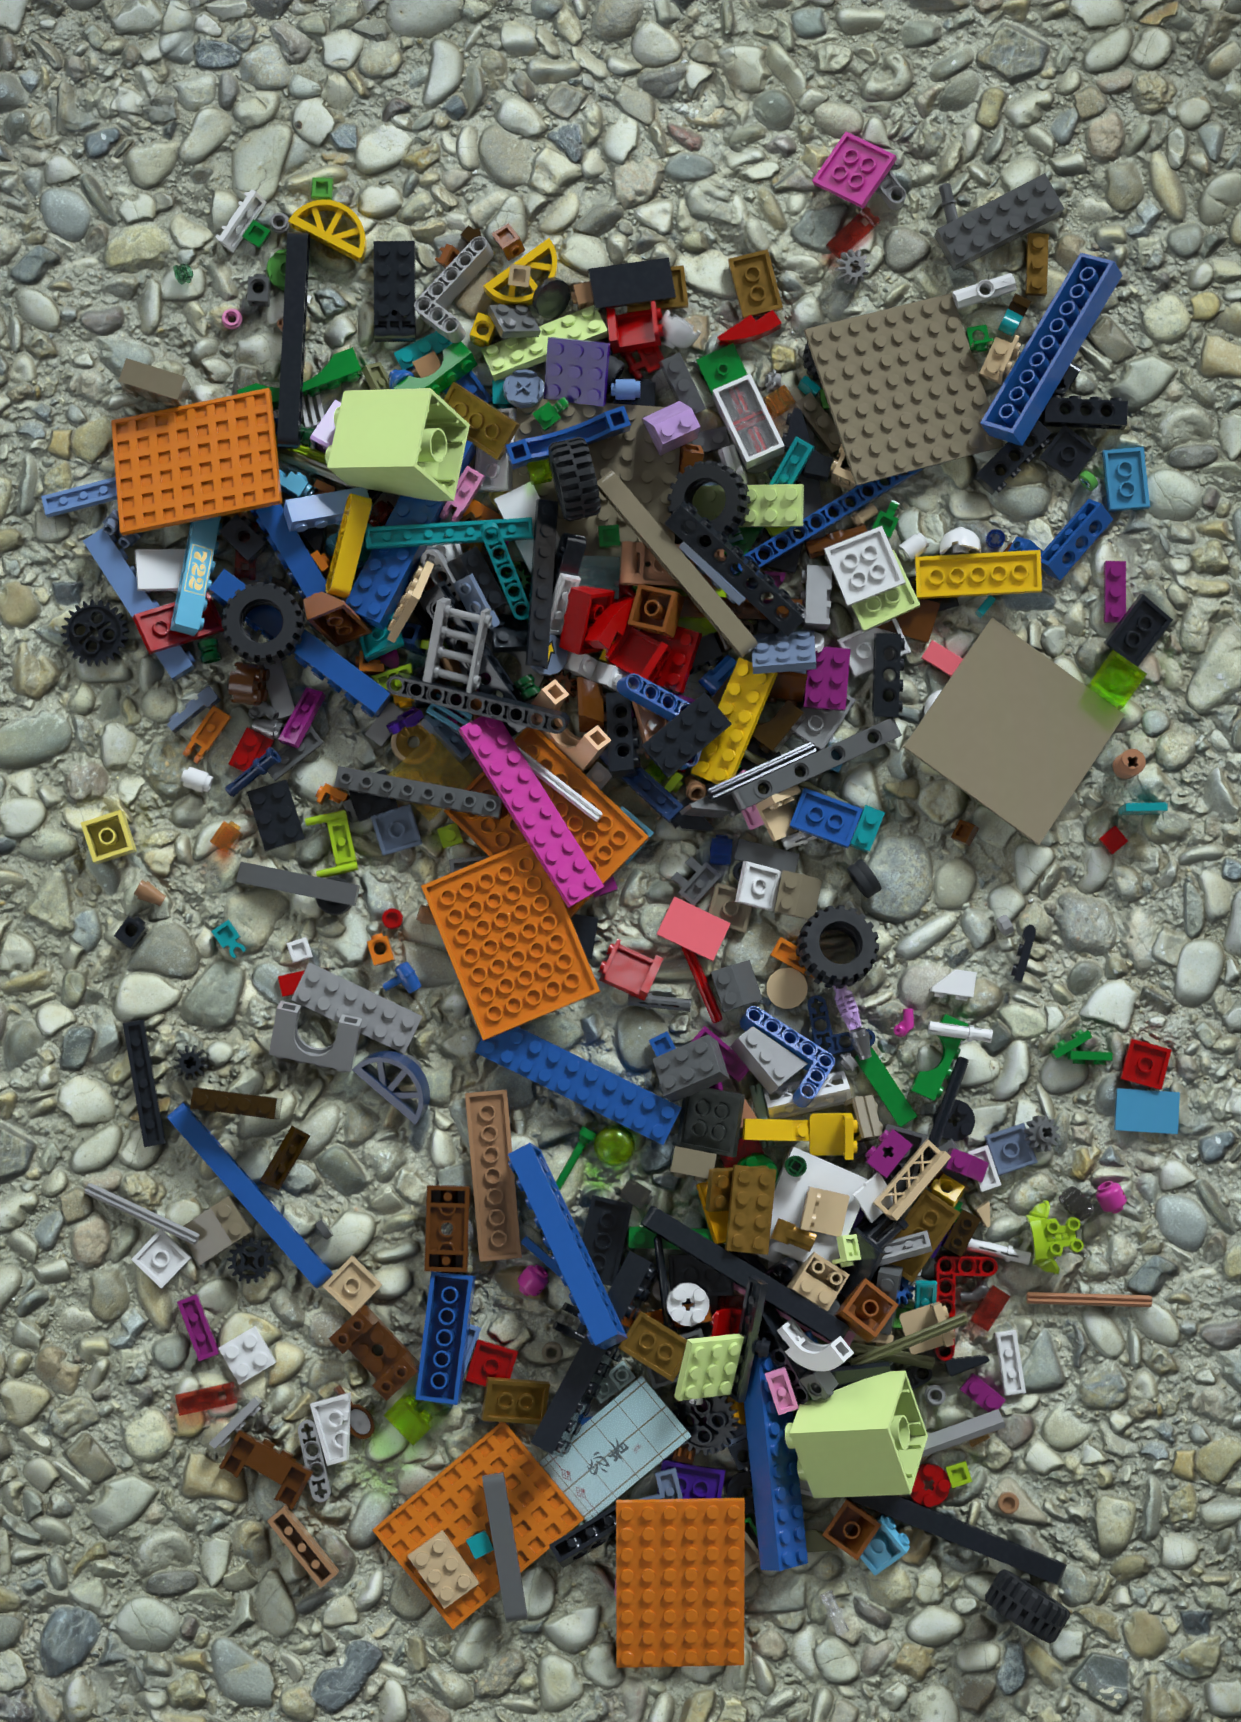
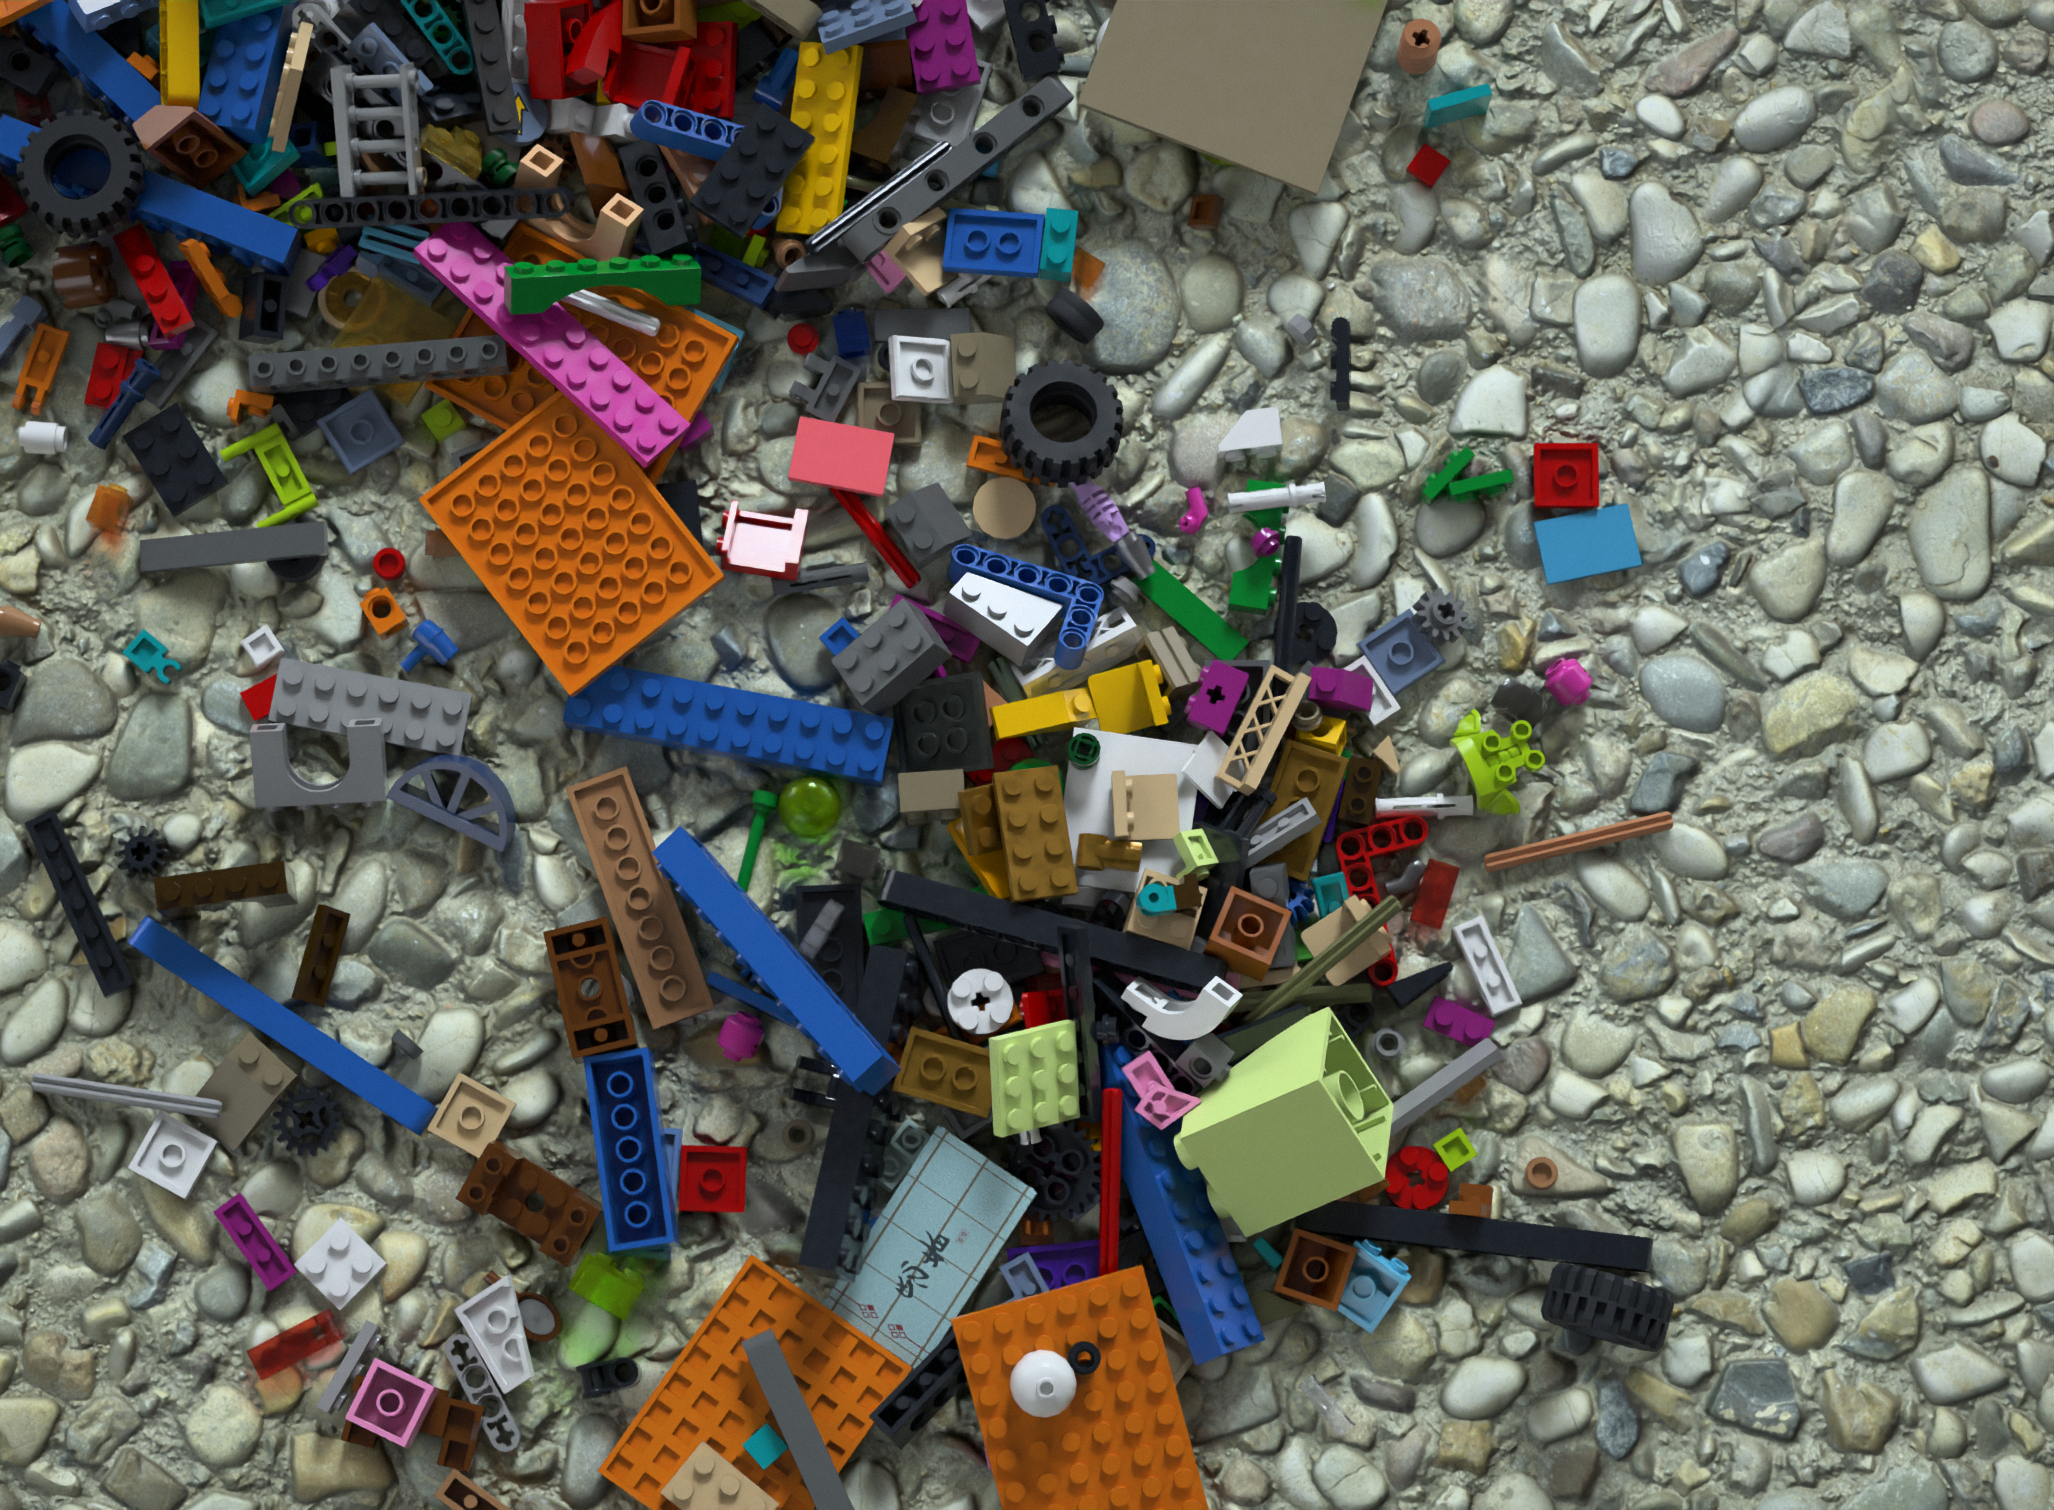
camera: 10 degrees left, 5 degrees down
(255, 1459) = (392, 1403): none -> bright pink brick
(291, 700) = (153, 281): none -> red plate
(328, 708) = (210, 278): none -> orange hinge
(355, 735) = (263, 308): none -> black brick
(392, 1472) = (606, 1377): none -> black piece
(502, 669) = (457, 149): none -> clear yellow plate
(515, 1400) = (760, 1218): pearl gold plate -> none
(531, 775) = (537, 287): none -> green arch
(601, 1228) = (821, 928): none -> clear beam
(662, 1558) = (1043, 1383): none -> white cylinder
(689, 845) = (803, 339): none -> red plate
(692, 1555) = (1088, 1367): none -> black plate
(738, 1441) = (1110, 1181): none -> red axle
(786, 1406) = (1165, 1105): none -> bright pink piece
(816, 1277) = (1167, 900): none -> leg
(824, 1508) = (1267, 1253): none -> teal tile
(880, 848) = (1087, 268): none -> clear orange tile
(945, 1059) = (1265, 543): none -> magenta plate
(945, 1174) = (1307, 716): none -> dark tan plate
(960, 1511) = (1473, 1201): none -> dark orange bracket

